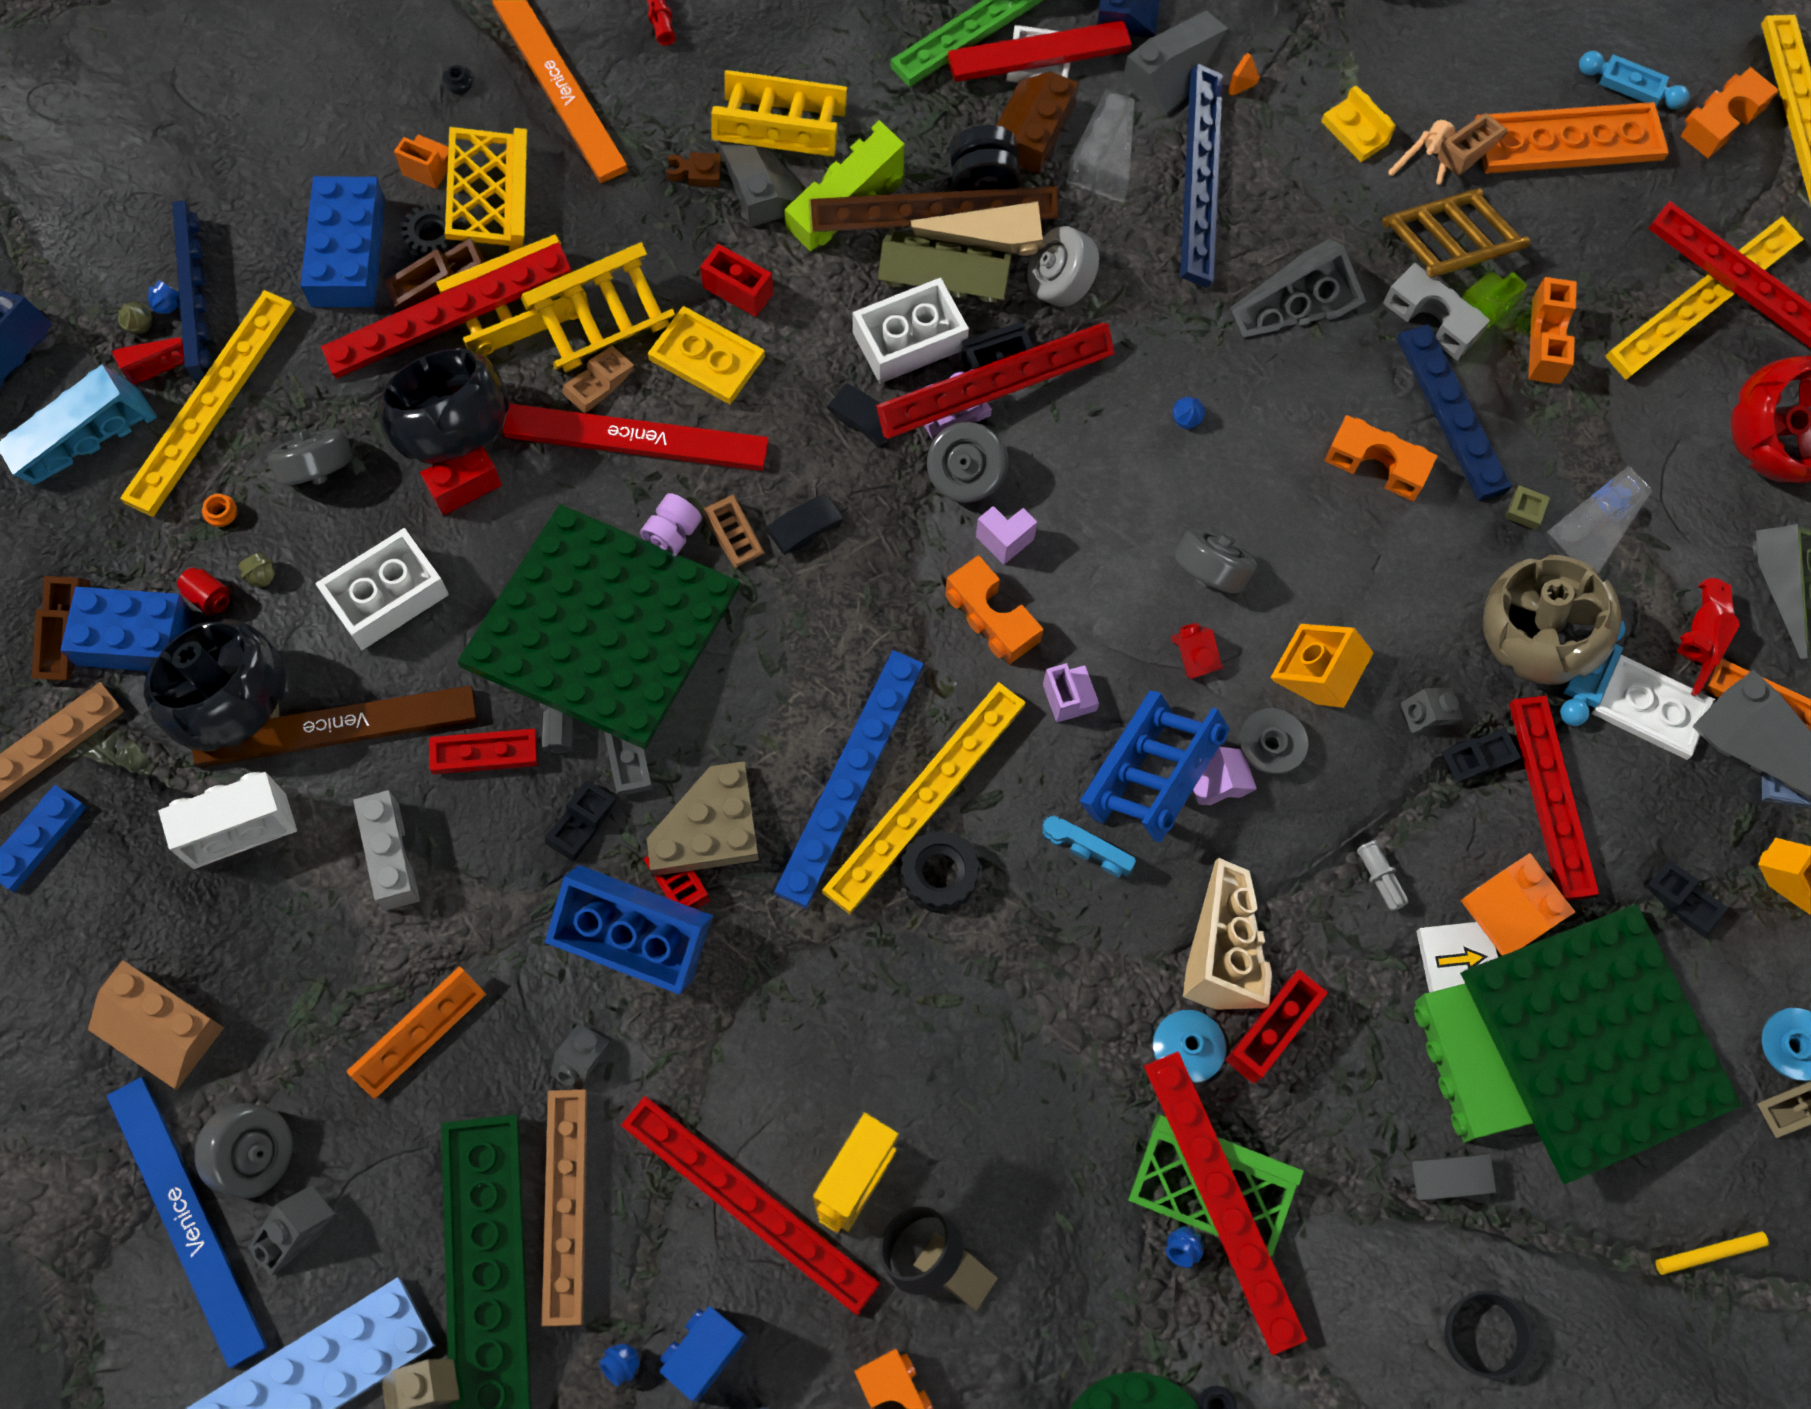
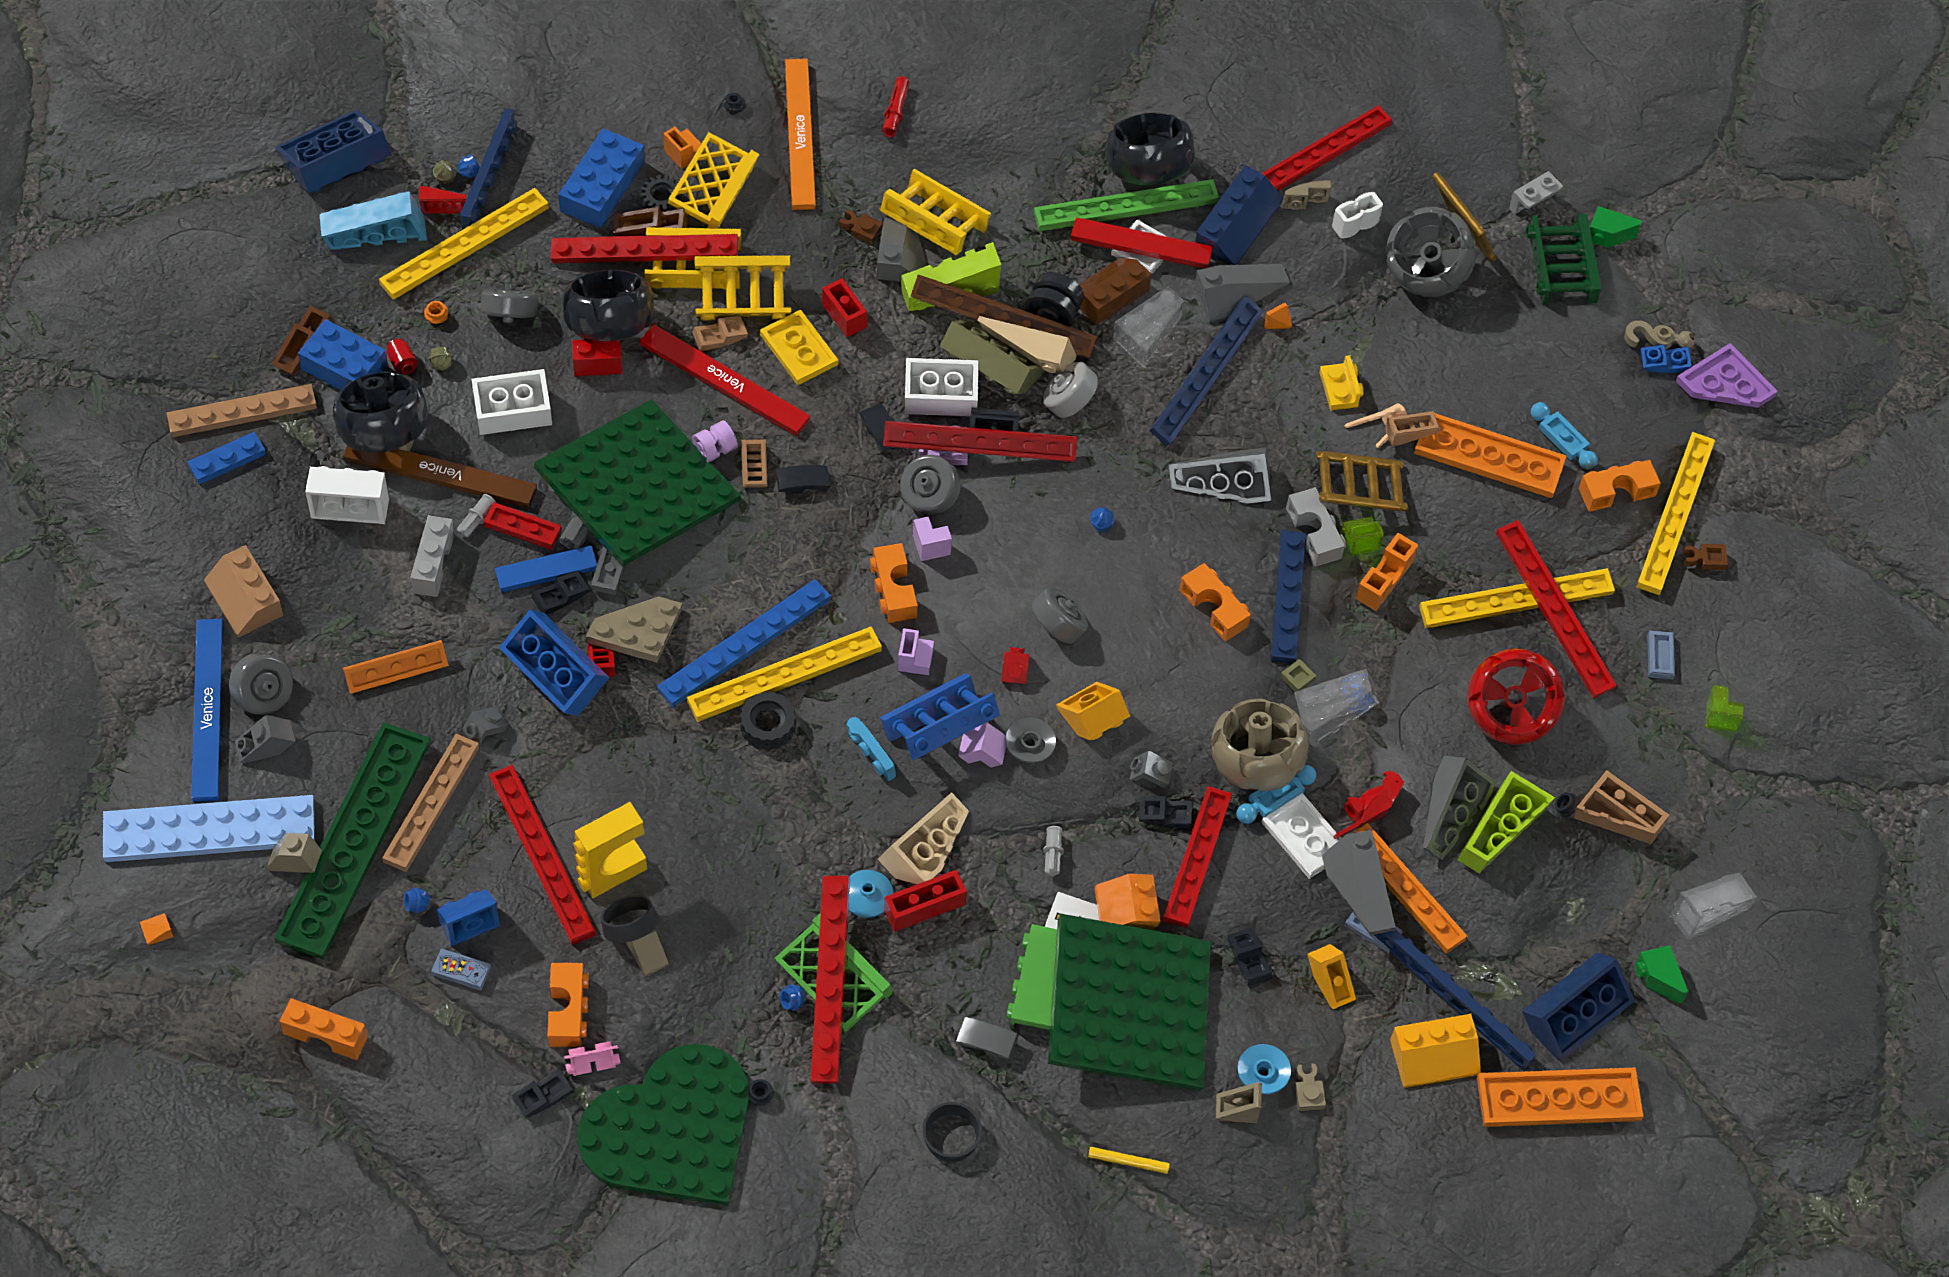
camera: 25 degrees right, 10 degrees down
(414, 766) = (475, 516): none -> light grey axle
(543, 796) = (545, 568): none -> blue tile

